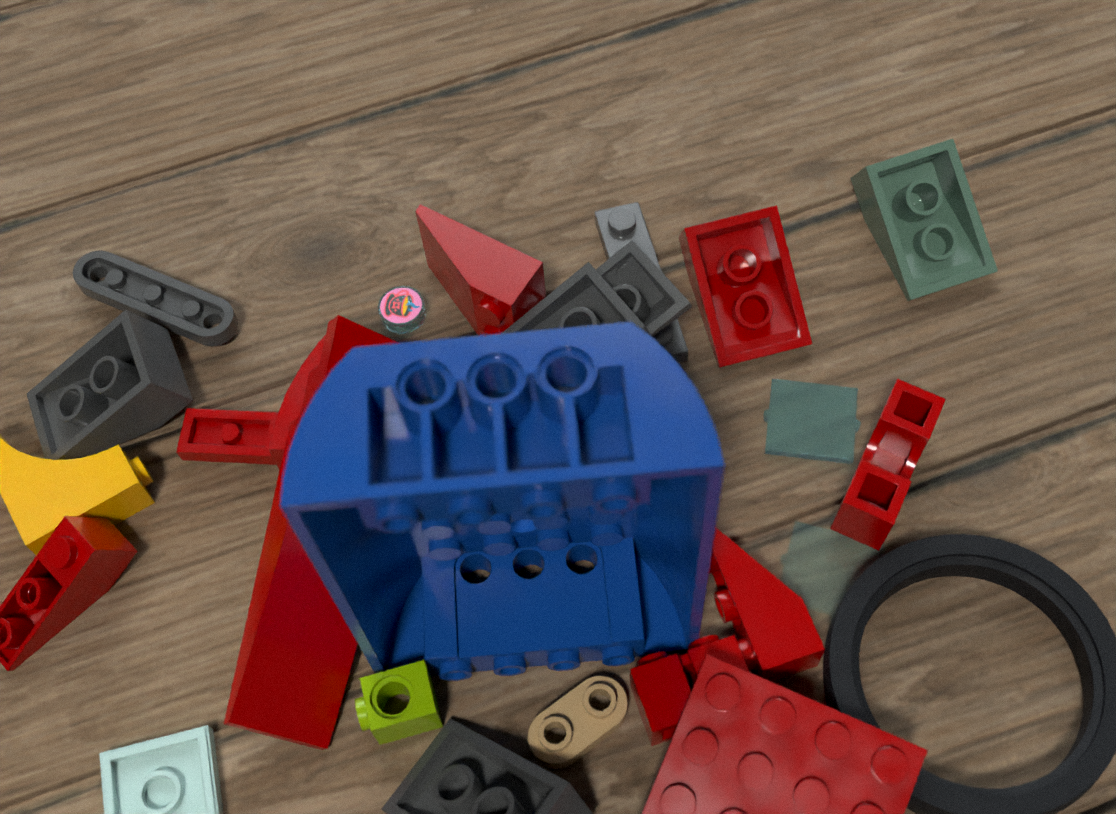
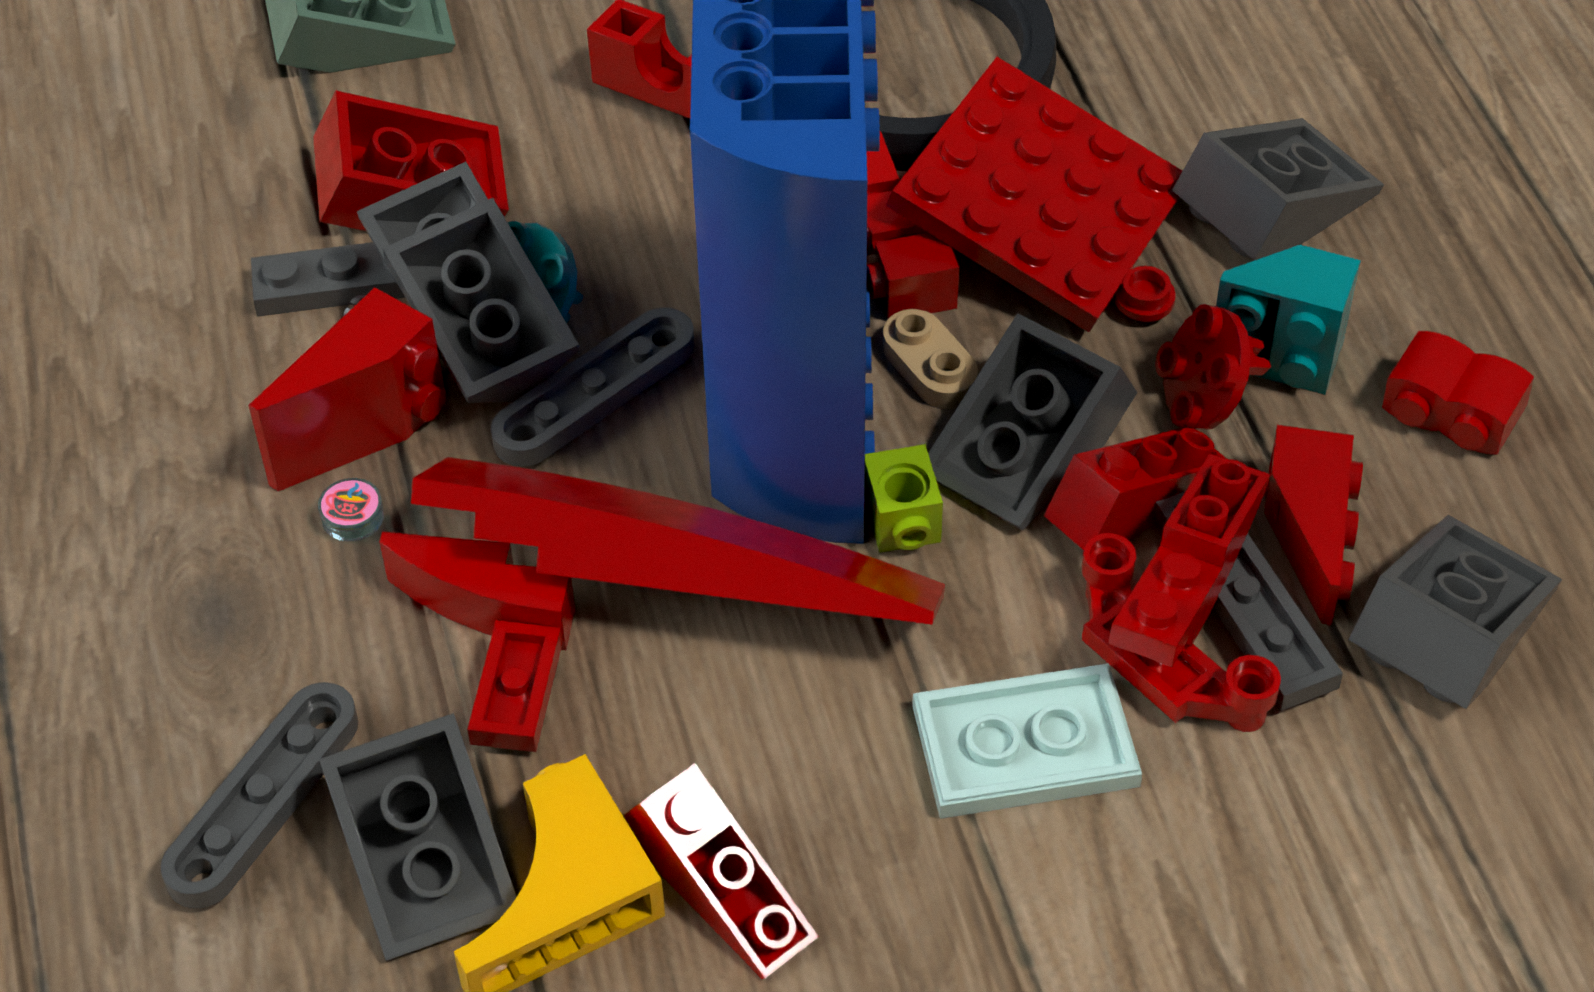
camera: 90 degrees left, 10 degrees down
(811, 421) = (593, 144): clear light blue piece -> none

